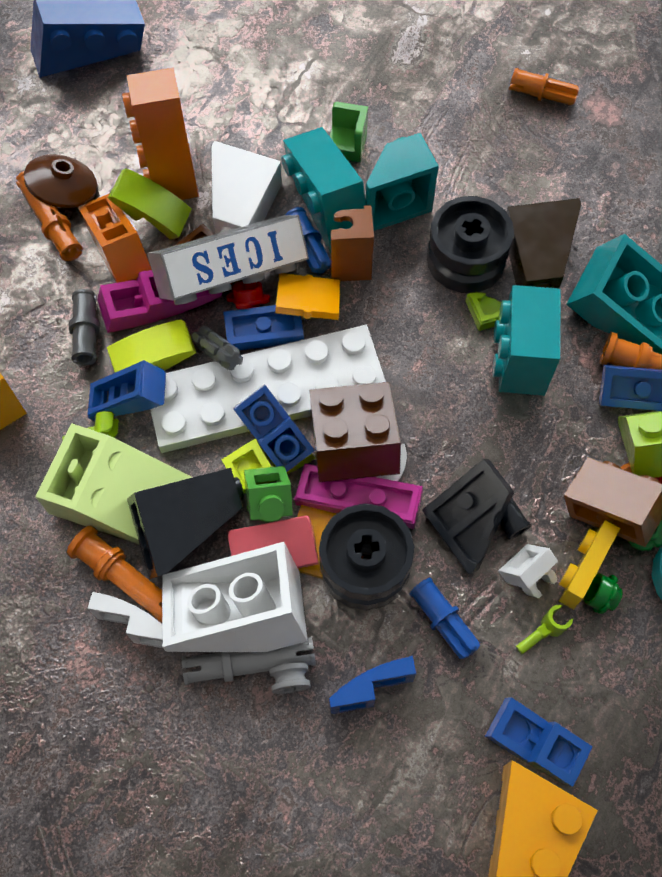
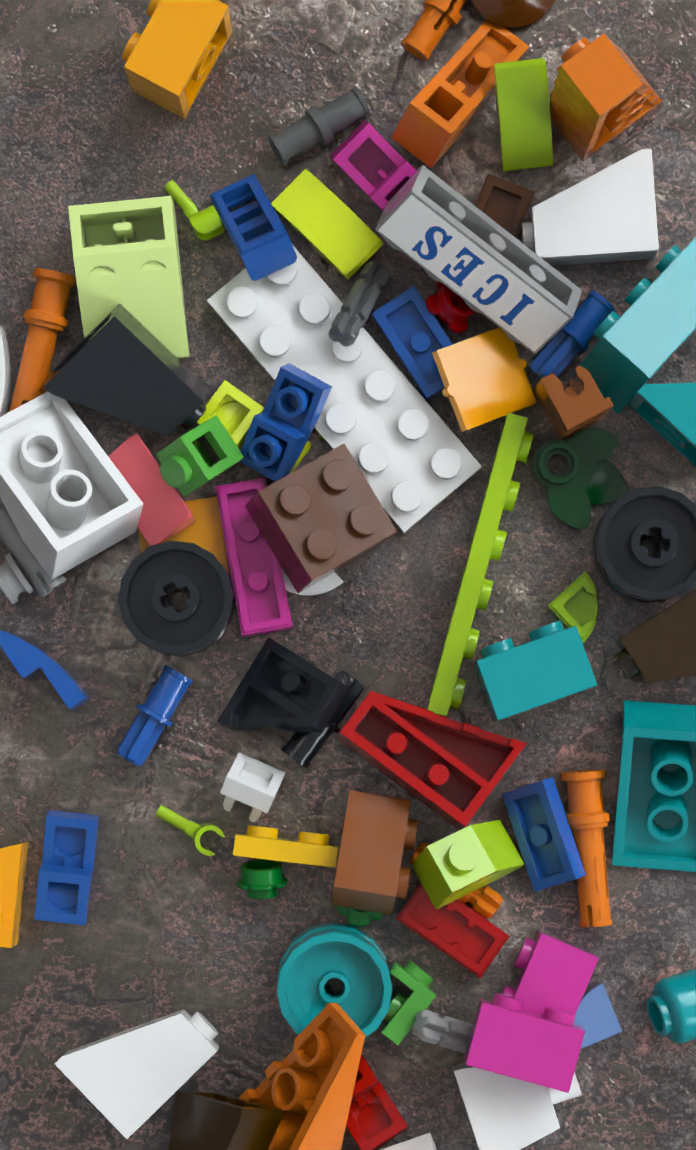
camera: 65 degrees right, 20 degrees up
(403, 271) = (587, 477): none -> dark green plate
(444, 360) = (485, 545): none -> lime plate
(560, 433) = (430, 756): none -> red wedge

